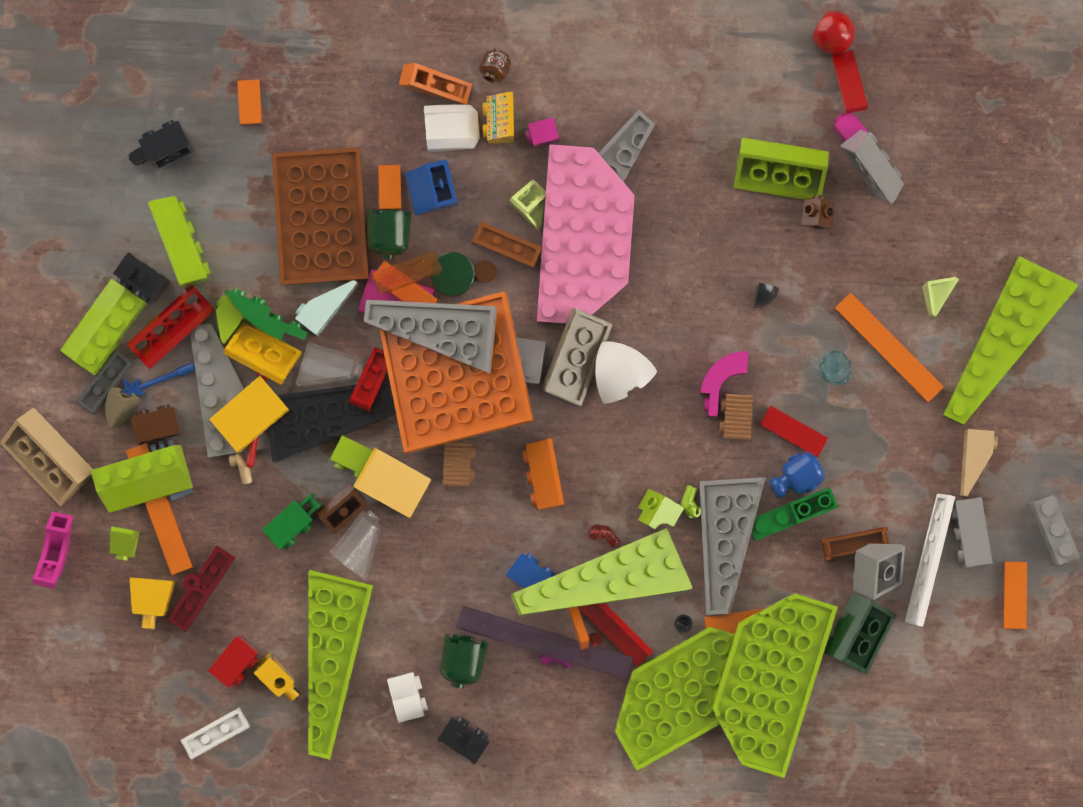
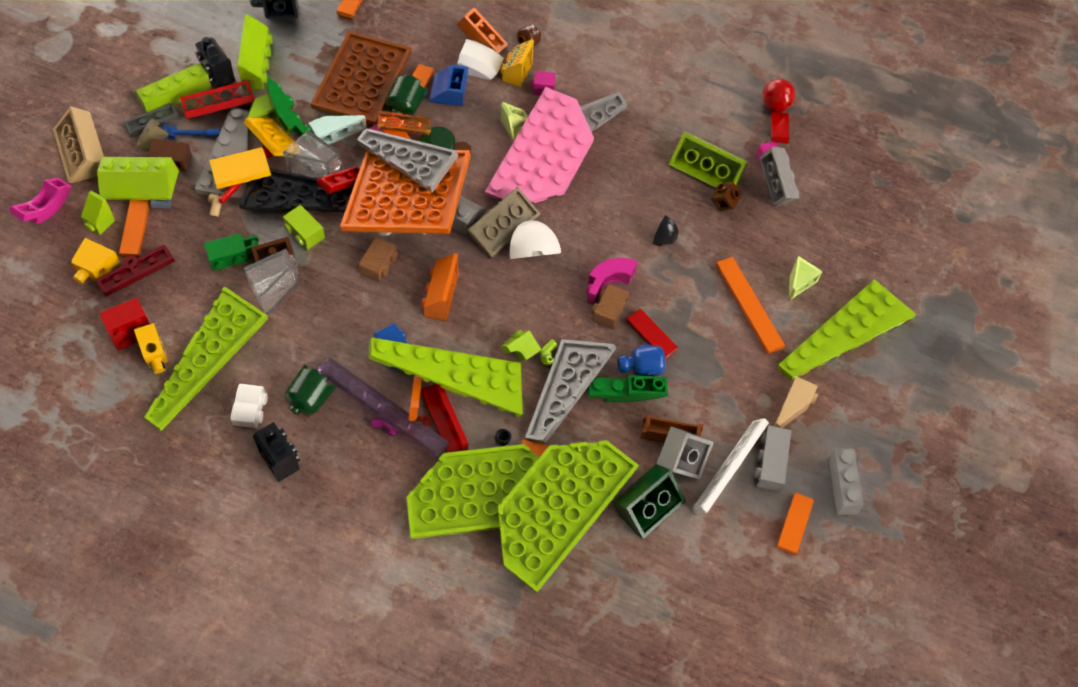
camera: 15 degrees right, 25 degrees down
(215, 733) = (81, 377): white tile -> none
(392, 482) = (321, 250): yellow tile -> none
(507, 244) = (485, 136): dark orange container -> none
(603, 531) = (465, 345): clear red arm -> none
(834, 367) = (701, 299): clear light blue hair -> none

